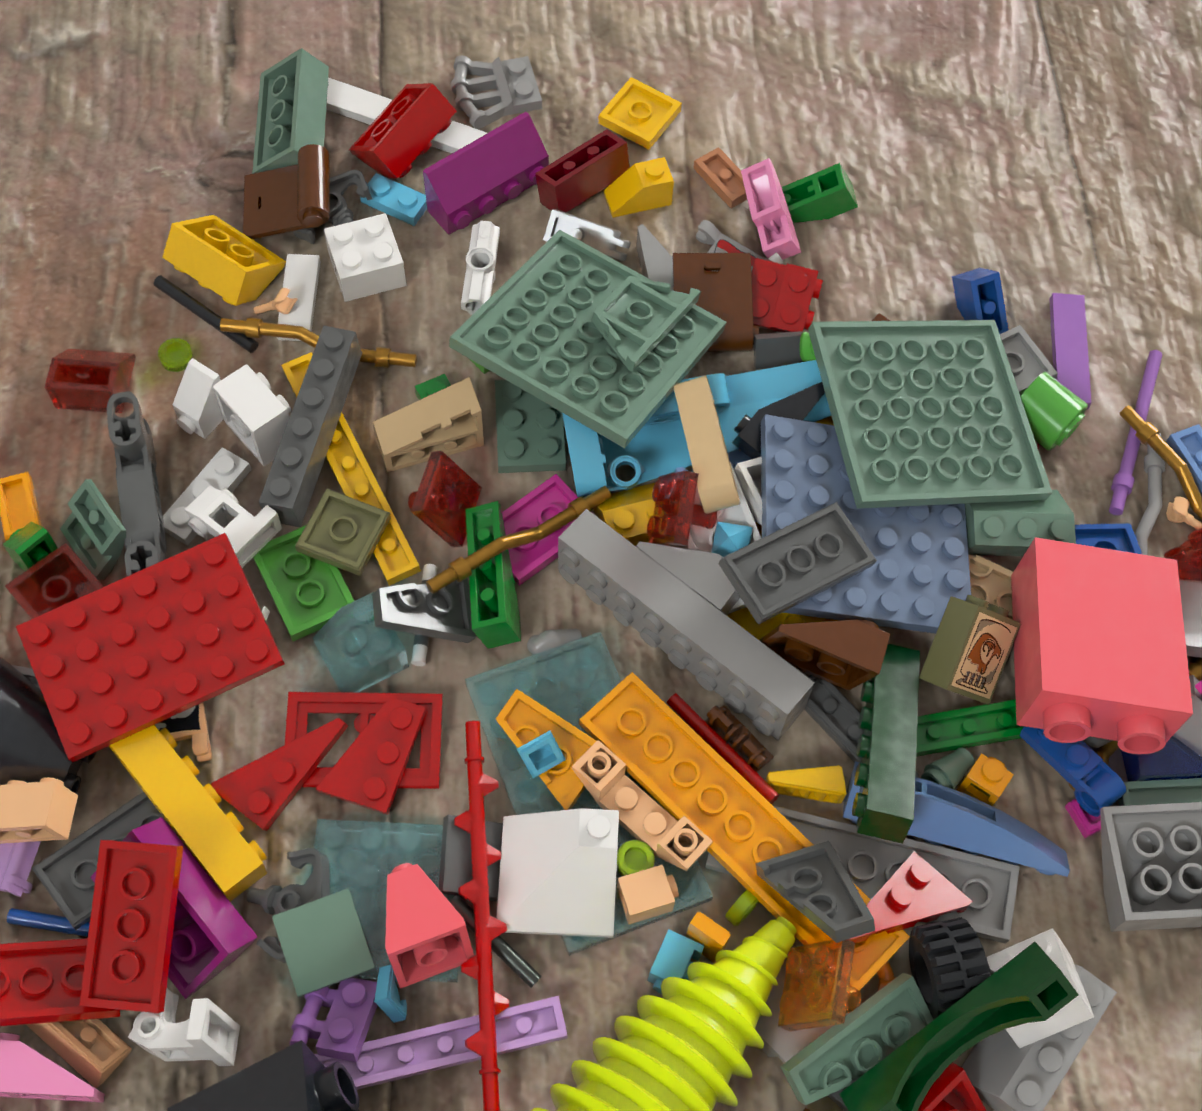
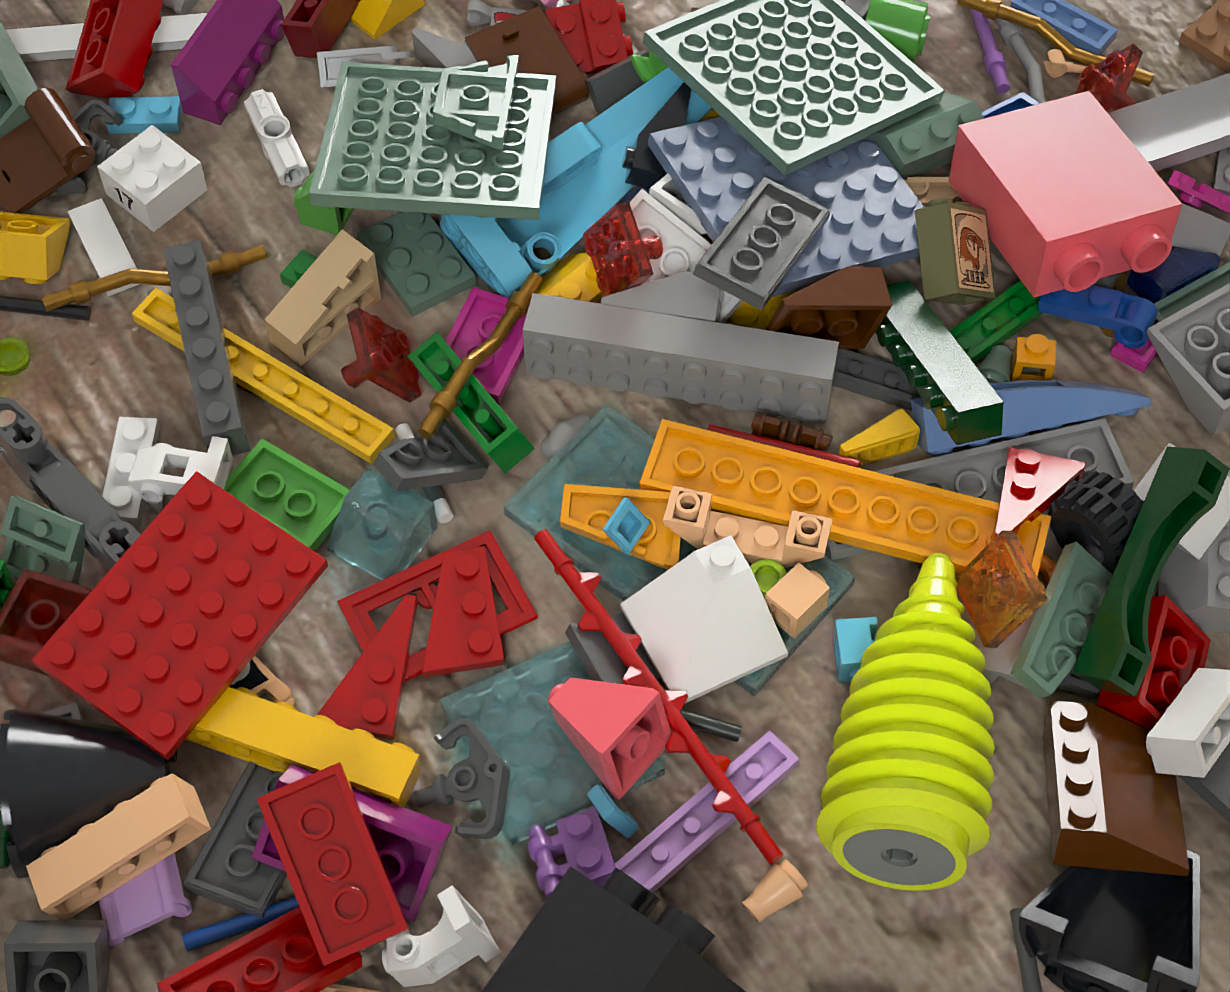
camera: 25 degrees left, 5 degrees down
(196, 400) = (71, 379): white slope -> none
(253, 412) = (139, 366): white brick -> none
(281, 303) = (94, 258): light nougat hand -> none
(323, 942) = (523, 792): sand green slope -> none
(343, 532) = (299, 432): olive plate -> none
(706, 445) = (612, 181): tan beam -> none
(709, 934) = (875, 600): light orange tile -> none
(730, 538) = (683, 256): medium azure slope -> none
(741, 908) = (887, 573): lime tile -> none
(820, 890) = (954, 506): dark grey wing -> none

